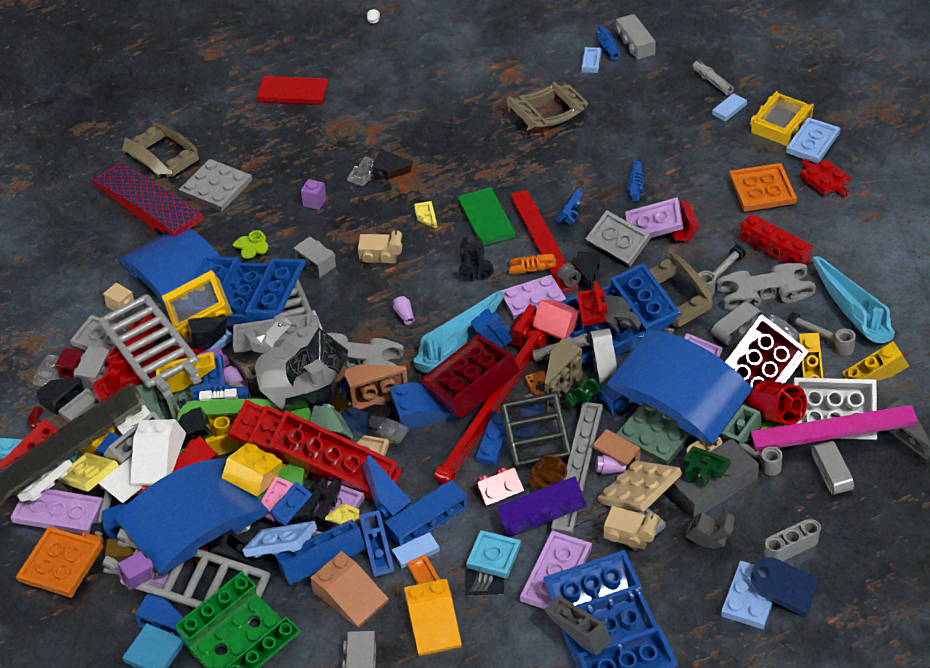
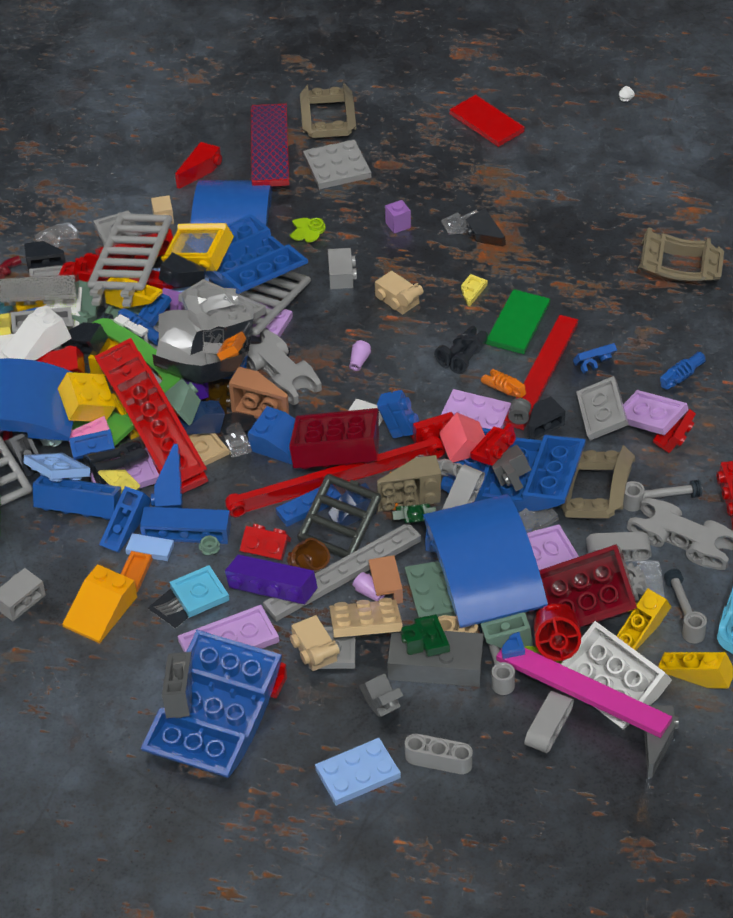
camera: 40 degrees right, 0 degrees up
(68, 362) = (75, 239): dark red brick -> none
(92, 366) = (82, 246): light grey brick -> none
(107, 245) = (198, 164): none -> red slope
(330, 355) = (231, 346): none -> orange plate
(348, 589) = (66, 539): nougat slope -> none
(452, 335) = (358, 397): medium azure piece -> none
(460, 513) = (209, 545): none -> sand green plate
(762, 432) = (513, 646): none -> blue tile
(784, 584) = (387, 782): dark blue tile -> none

